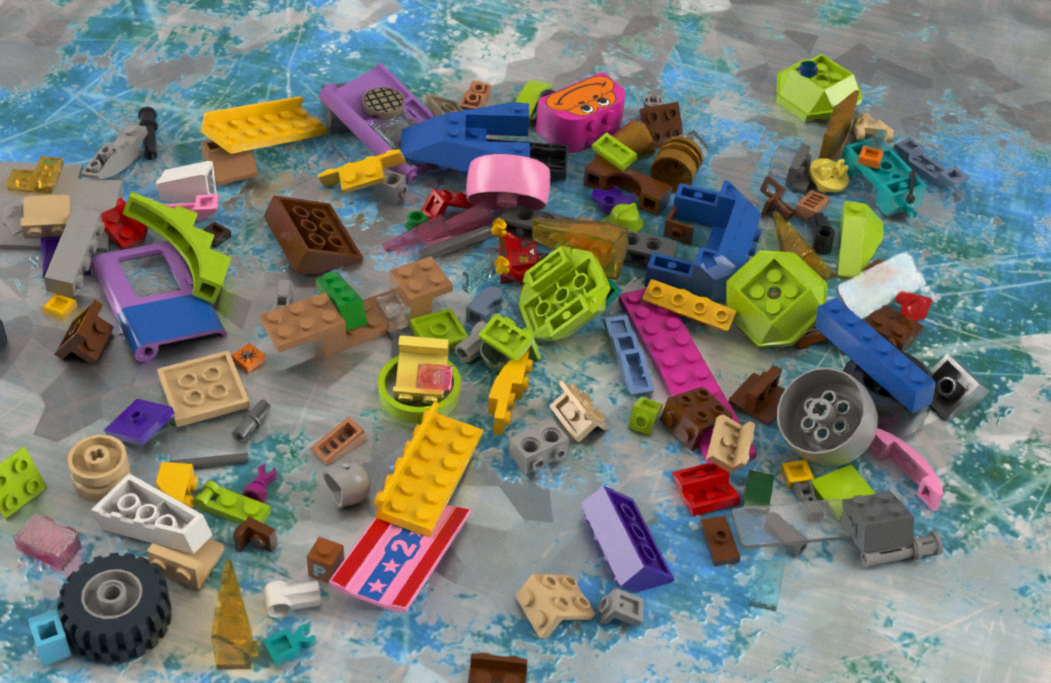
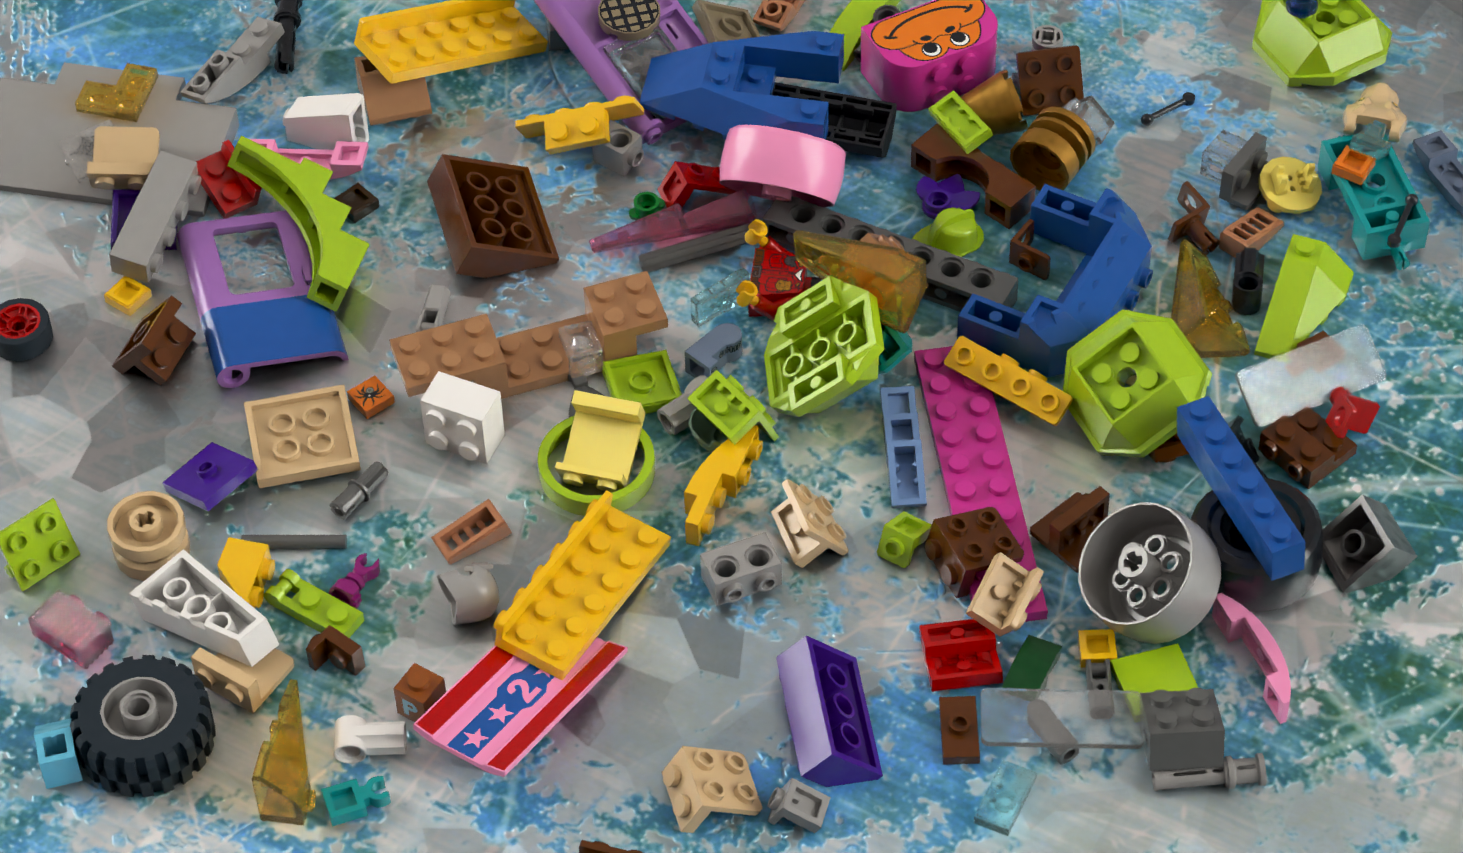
camera: 15 degrees right, 5 degrees up
(319, 363) = (462, 417): none -> white brick
(344, 298) = (510, 325): green arch -> none
(434, 376) = (613, 454): window -> none
(726, 145) = (1187, 99): none -> black hinge
(838, 127) = (1324, 108): pearl gold slope -> none

